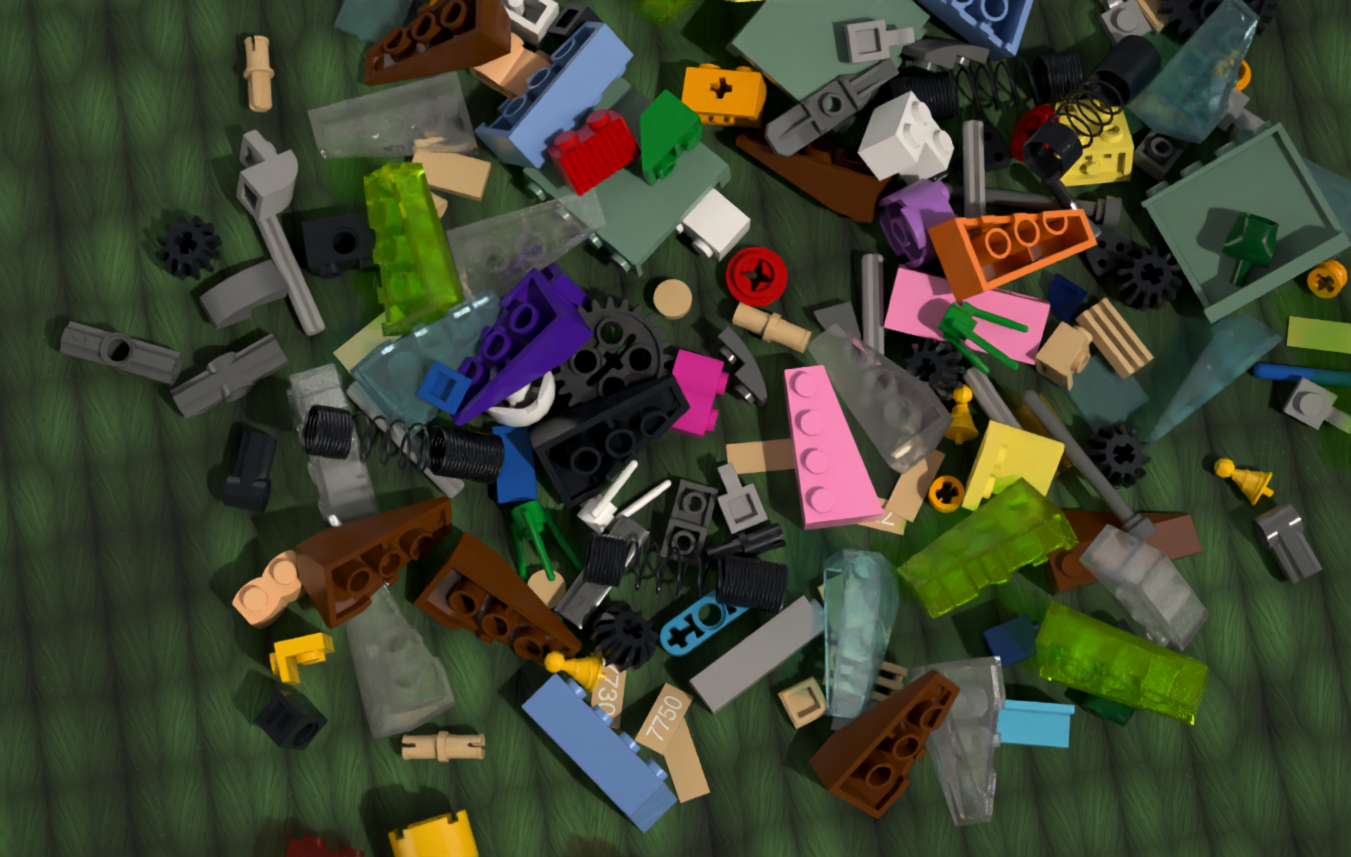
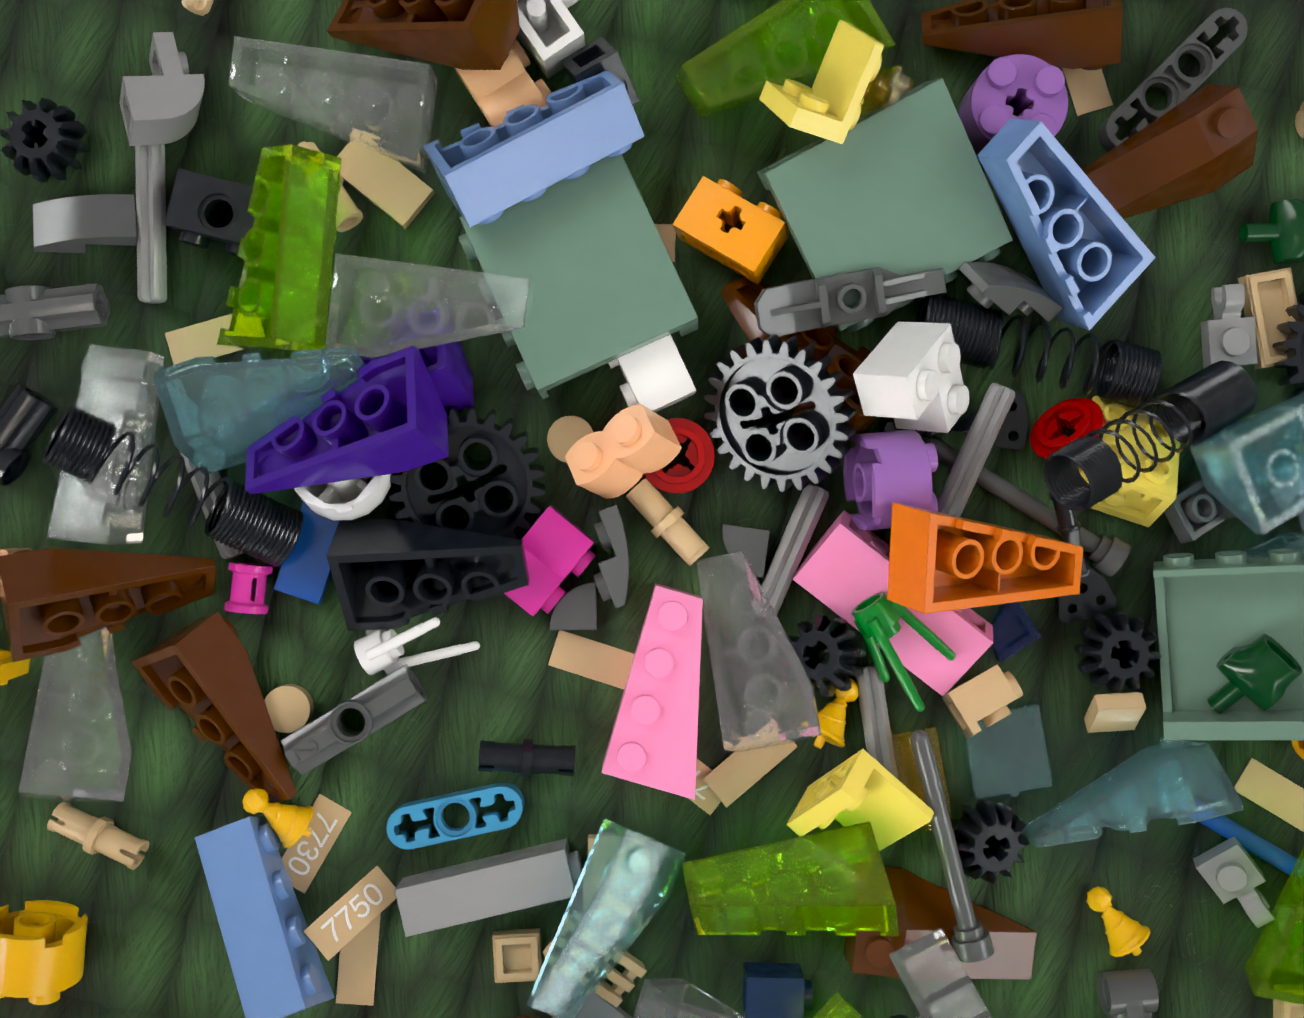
camera: 25 degrees right, 10 degrees up
(444, 387) = (248, 443): blue plate -> none
(478, 509) = (248, 588): none -> dark pink bush
(531, 522) = (297, 628): green plant -> none
(593, 151) = (544, 234): red brick -> none
(623, 638) = (326, 800): black gear -> none
(665, 133) = (638, 249): green slope -> none
(690, 520) = (479, 702): dark grey slope -> none
(715, 288) = (627, 448): none -> light nougat brick
(733, 422) = (576, 609): none -> dark grey tile
(739, 580) = (497, 806): black piece -> none
(741, 504) = (543, 708): light grey plate -> none
(794, 184) = (763, 372): none -> gear
(871, 41) = (932, 241): light grey plate -> none
(937, 486) = (783, 807): light orange bush -> none
(1118, 336) = (1052, 700): tan tile -> none
(1167, 323) = (1114, 712): none -> tan tile

